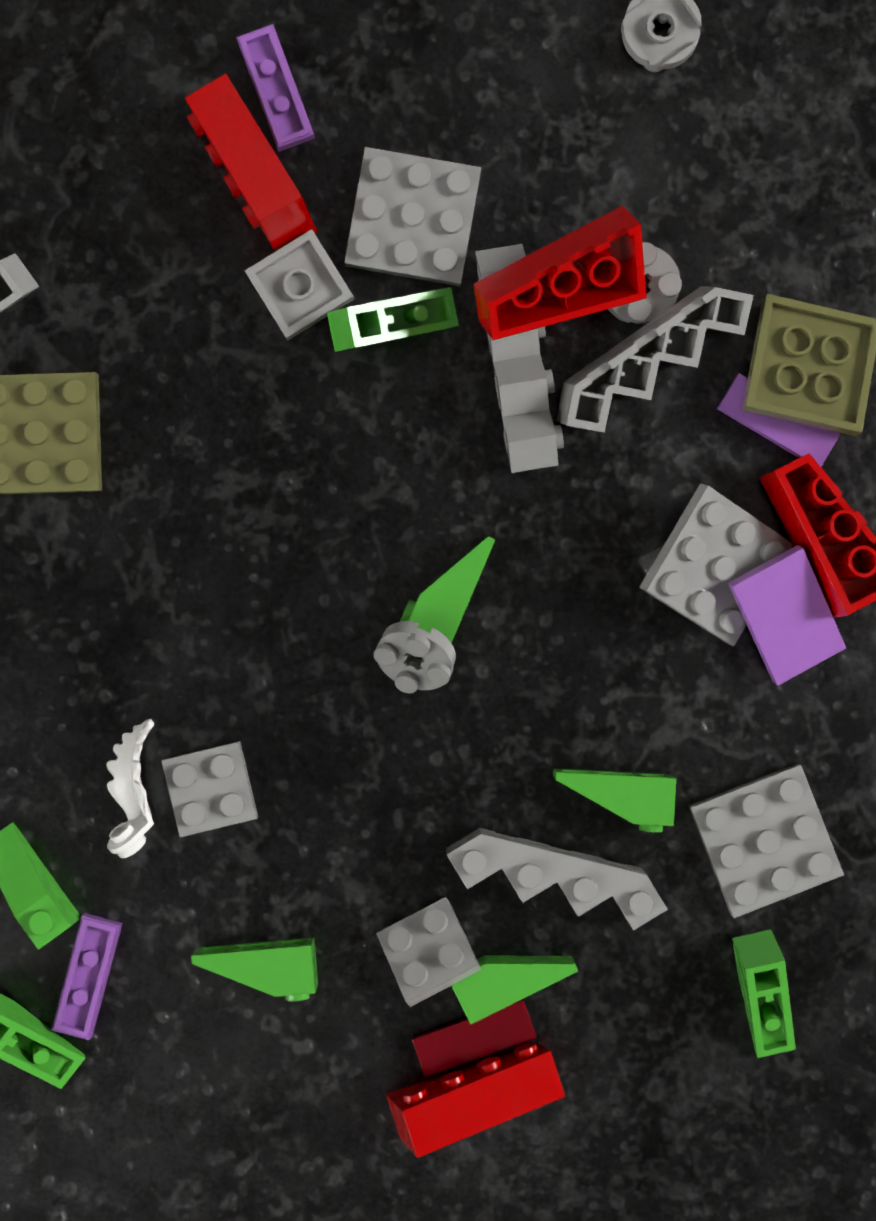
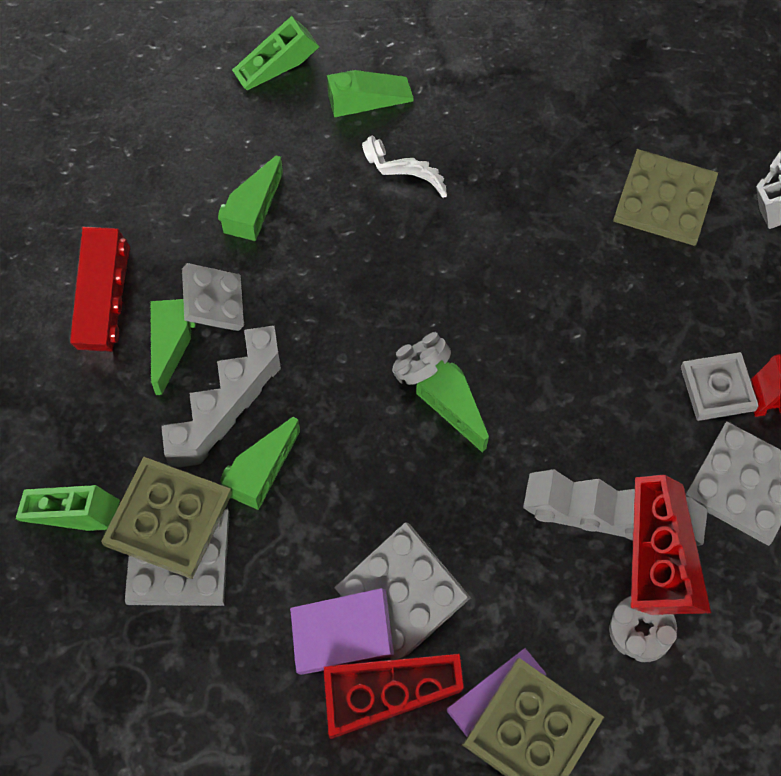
camera: 110 degrees right, 25 degrees down
(86, 976) = (295, 106): medium lavender tile -> none
(209, 789) = (384, 213): light grey plate -> none
(392, 319) = (673, 435): bright green slope -> none
(462, 1042) = (136, 319): dark red tile -> none
(634, 362) = (590, 621): light grey brick -> none
(739, 870) = (167, 517): none -> olive plate

